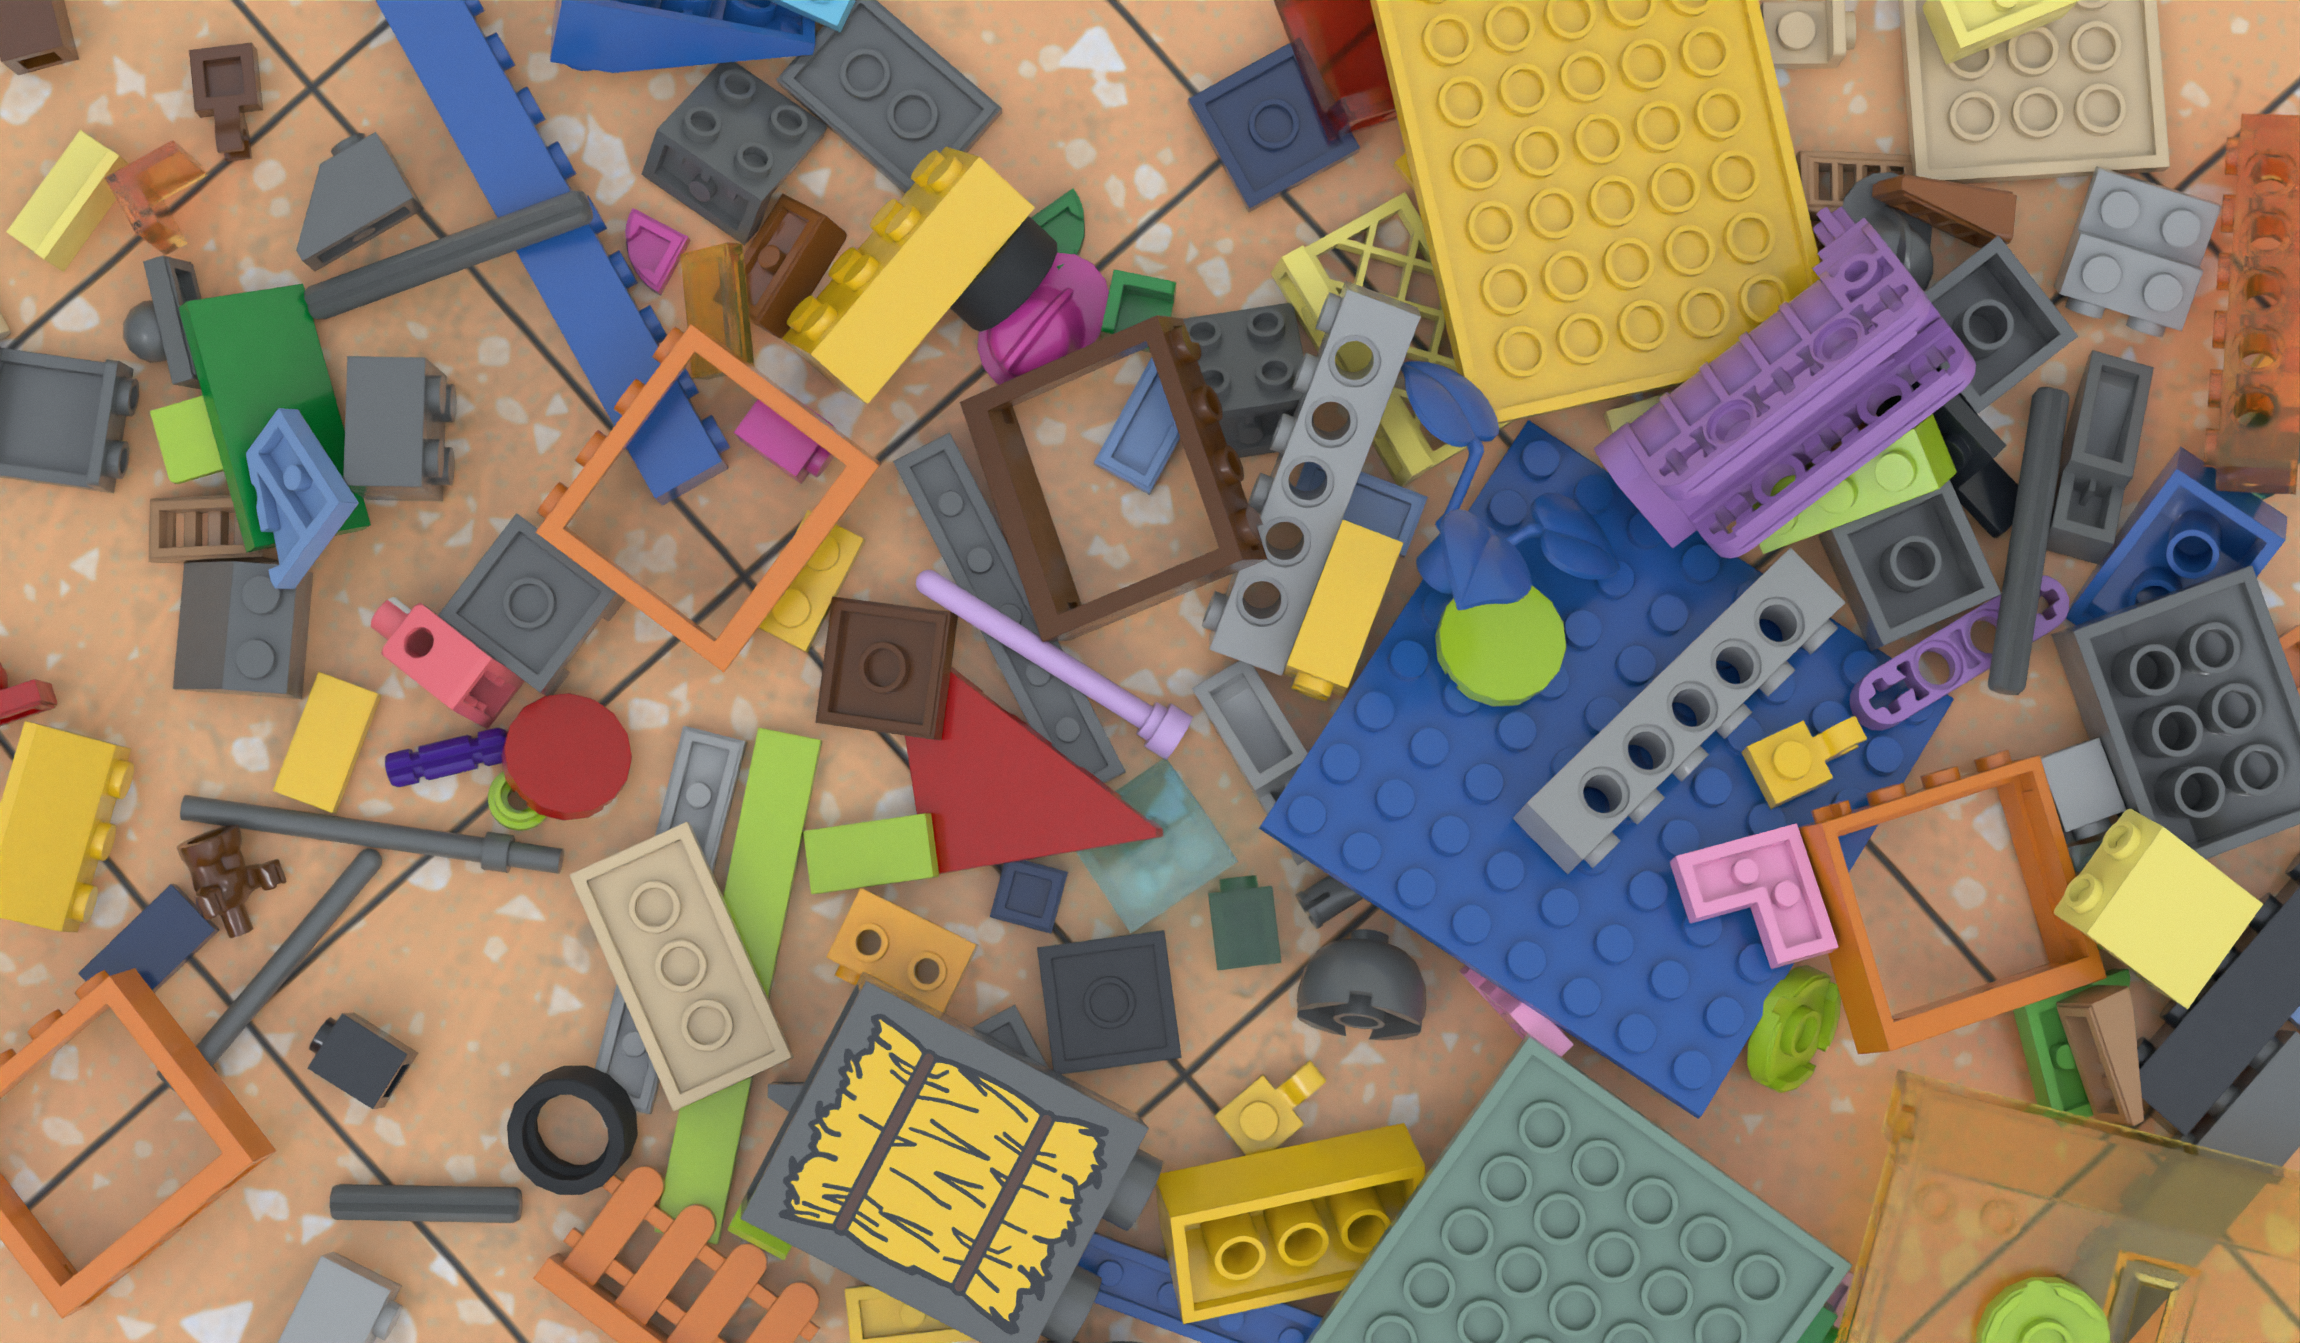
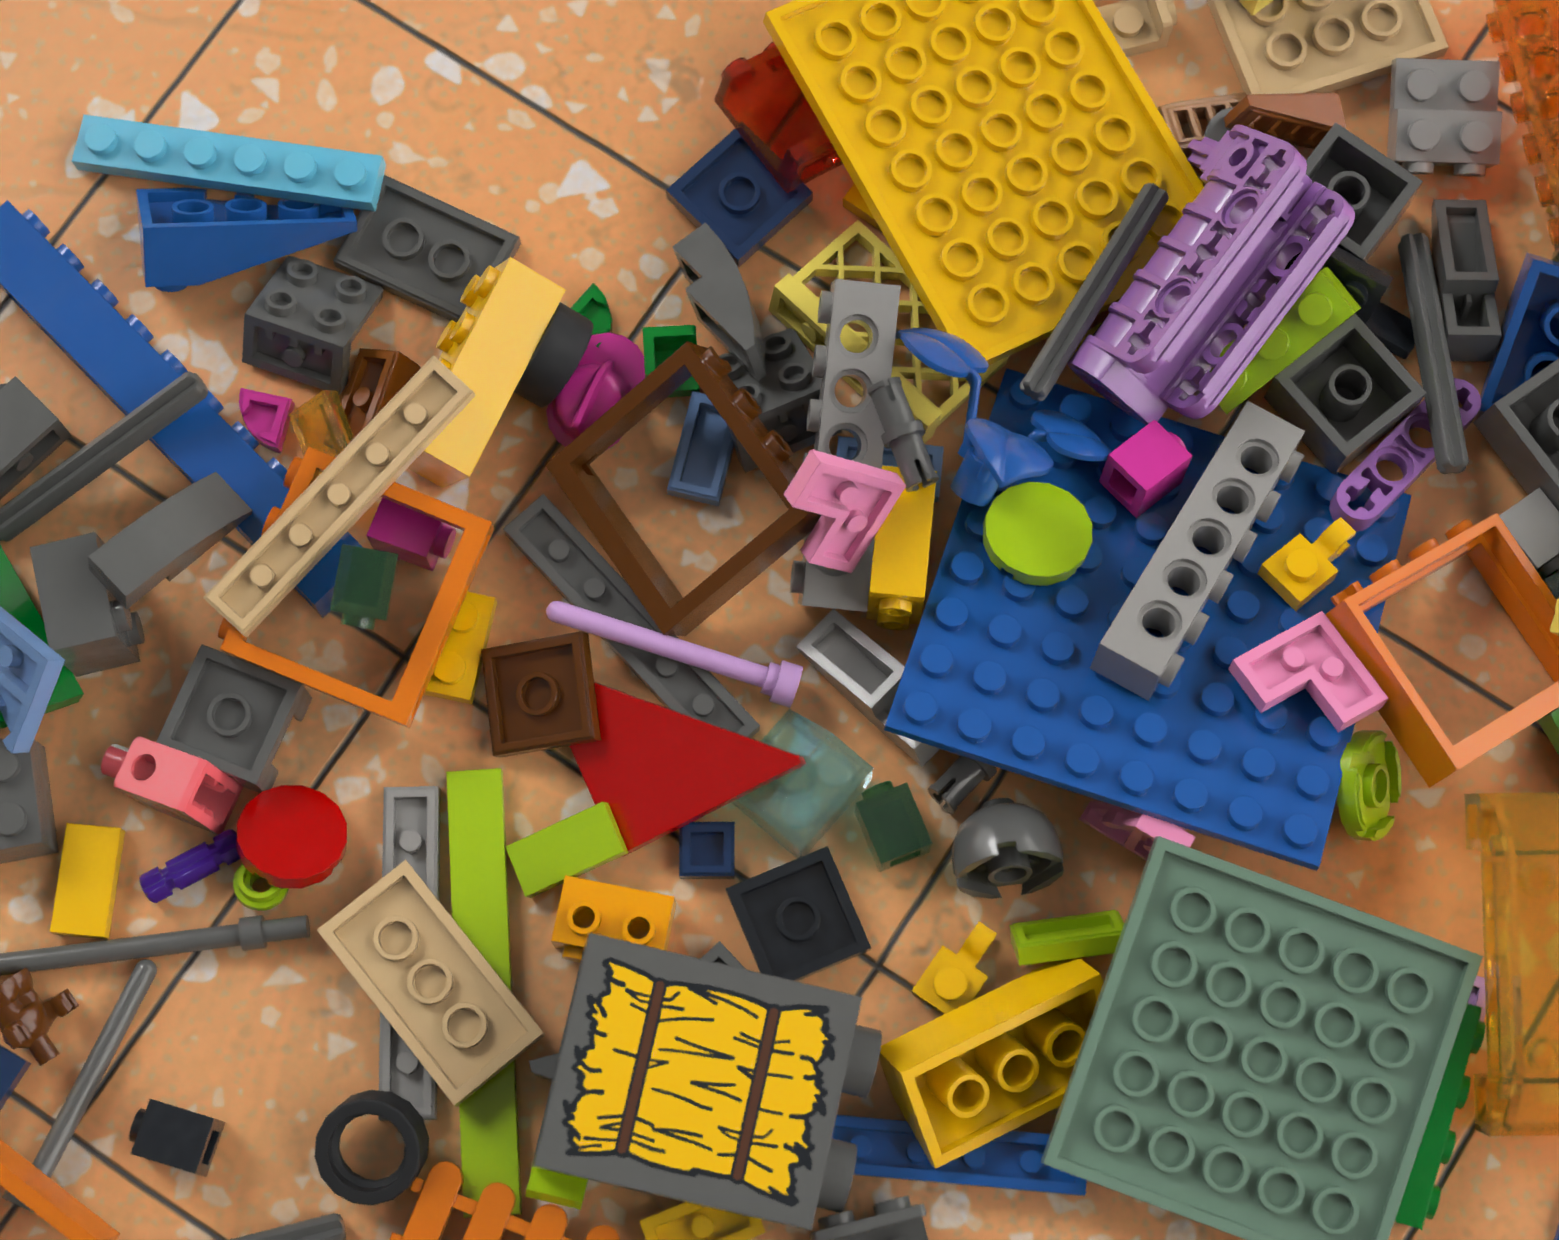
camera: 15 degrees left, 10 degrees down
(508, 385) = (167, 538): none -> dark grey slope
(713, 394) = (339, 496): none -> tan tile
(715, 507) = (364, 585): none -> clear green brick
(1218, 254) = (721, 297): none -> dark grey slope
(1286, 560) = (851, 505): none -> bright pink plate
(1375, 493) = (903, 434): none -> dark grey pin
(1404, 1105) = (1066, 937): none -> lime tile
(1649, 595) = (1145, 468): none -> dark pink brick
(1650, 370) = (1094, 292): none -> dark grey axle

